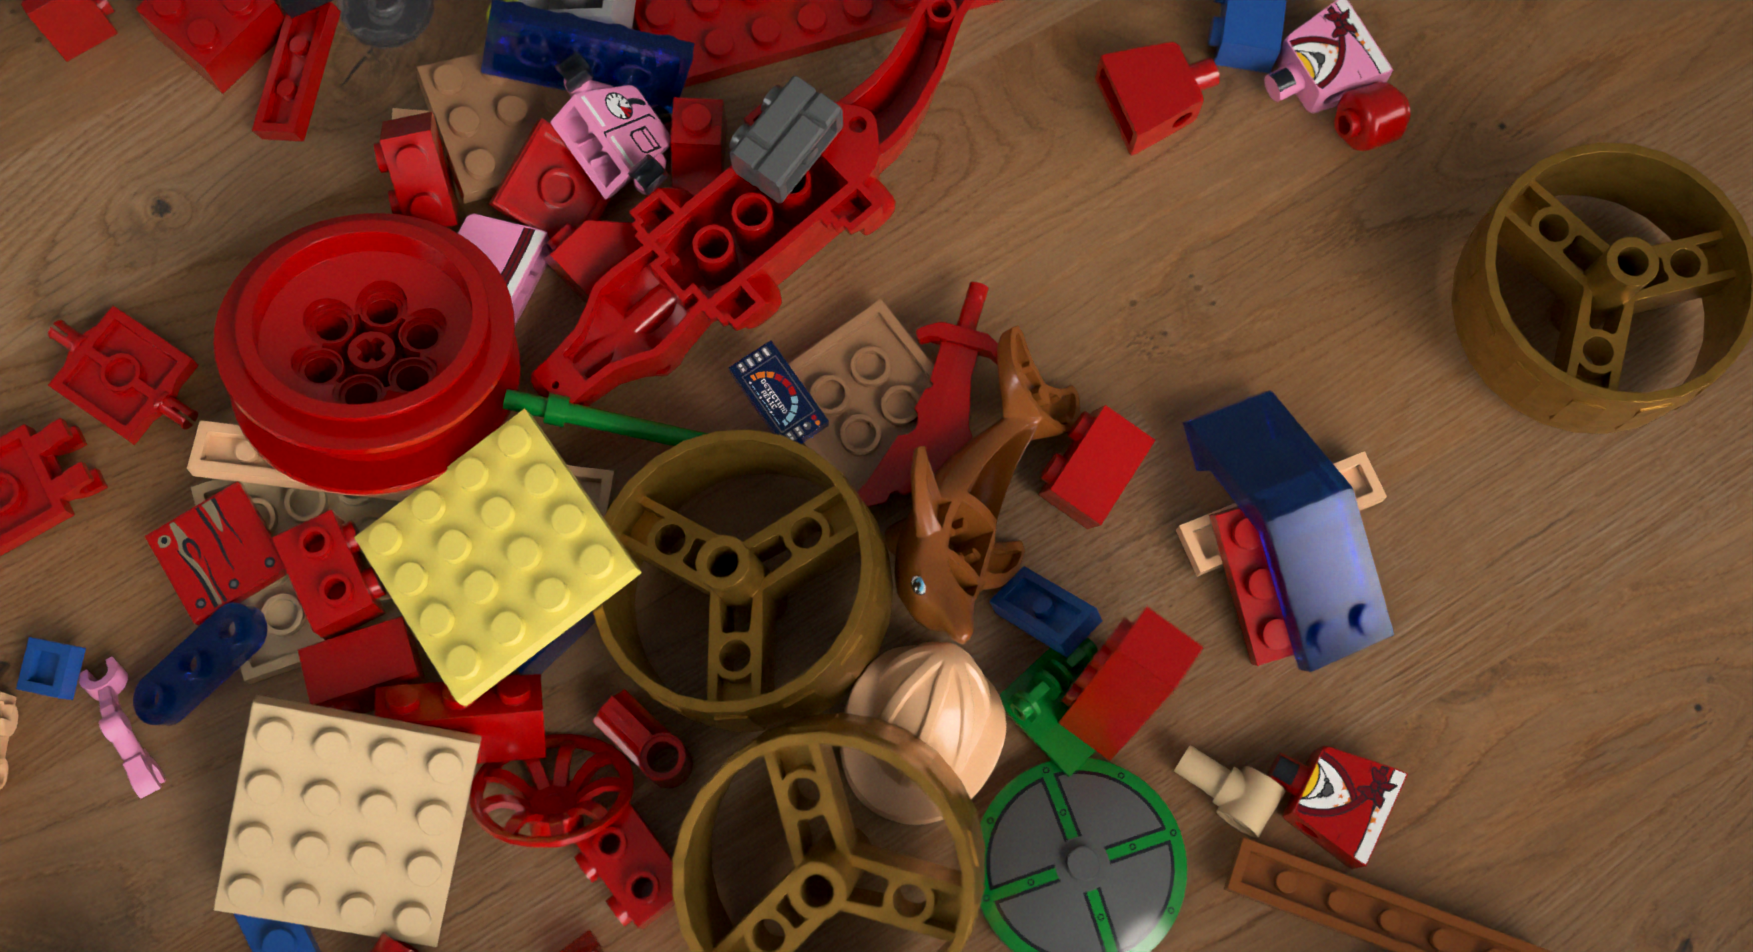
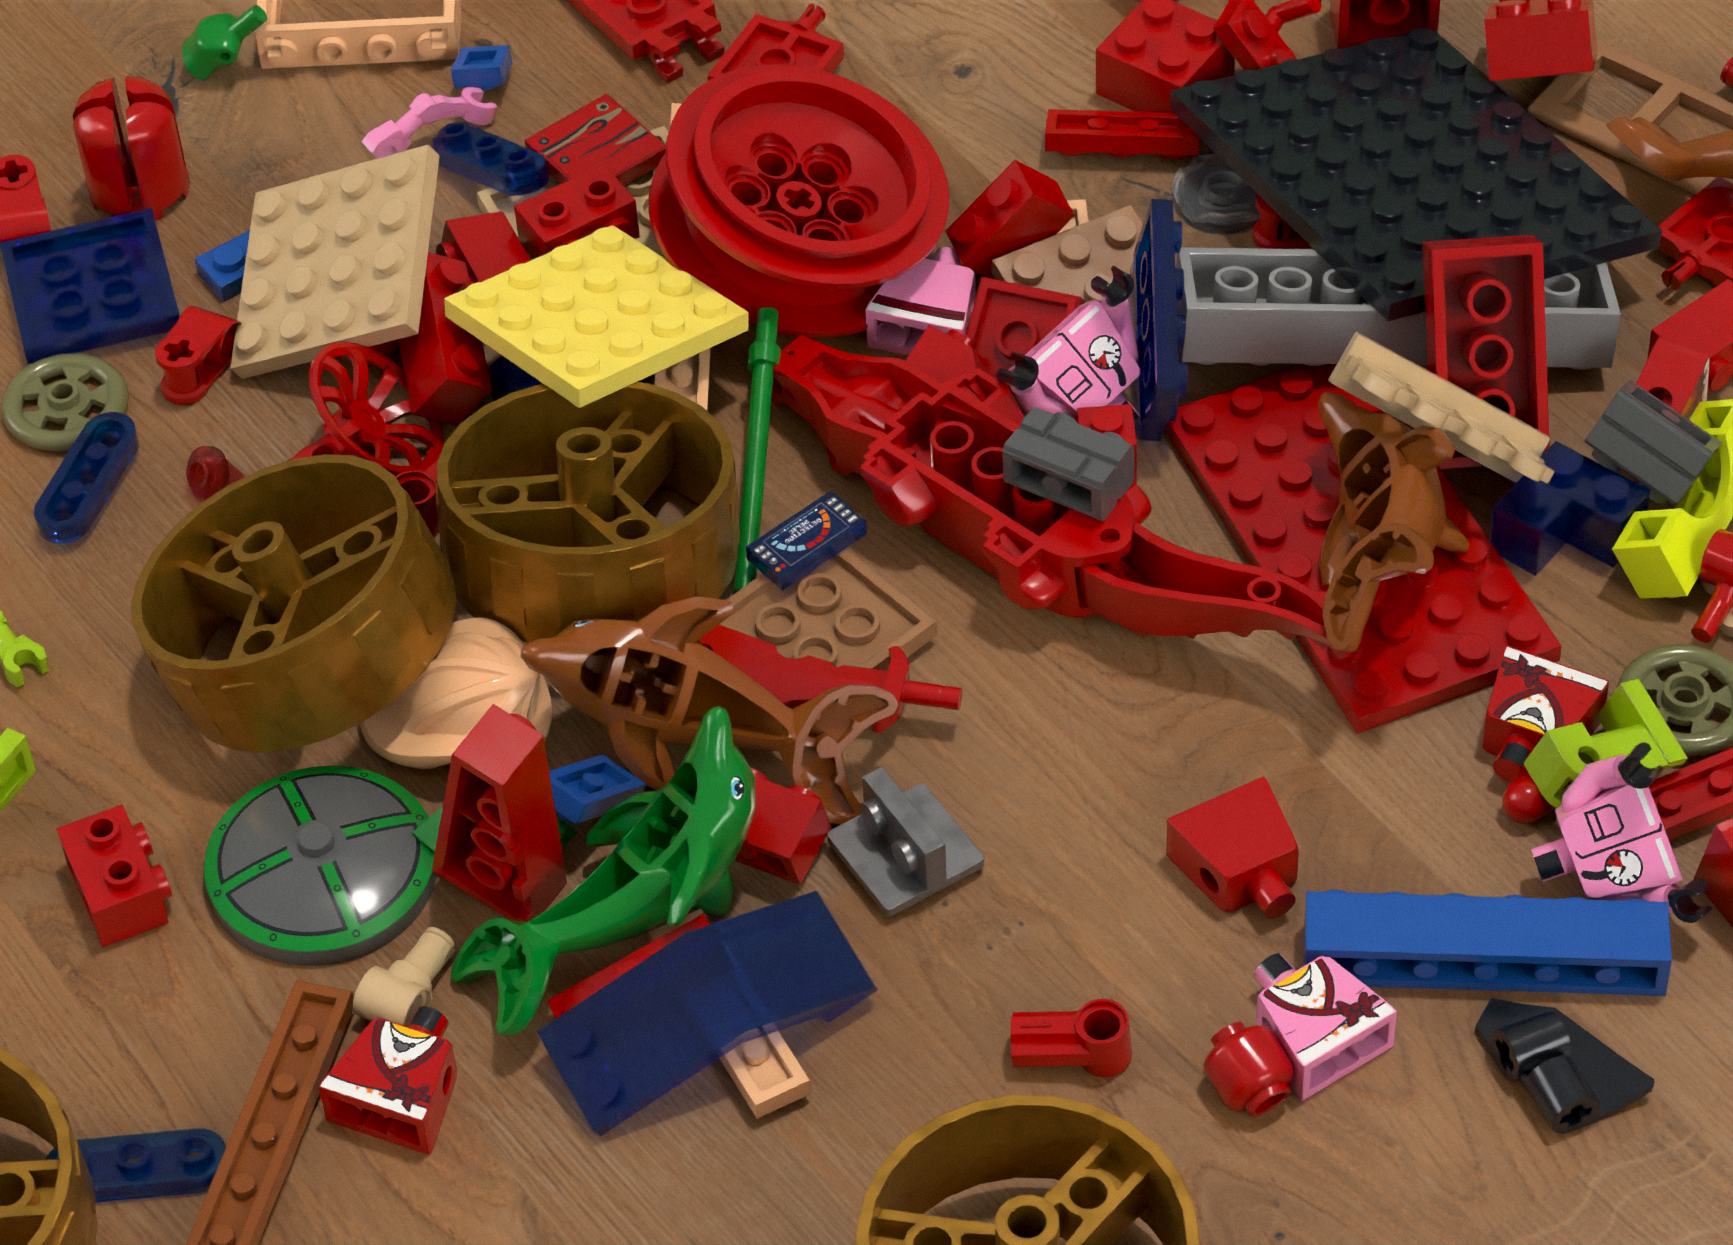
camera: 90 degrees right, 25 degrees down
(1120, 352) = (903, 844): none -> flat silver bracket
(1164, 545) = (666, 861): none -> green animal
(1332, 247) = (1071, 1040): none -> red piece

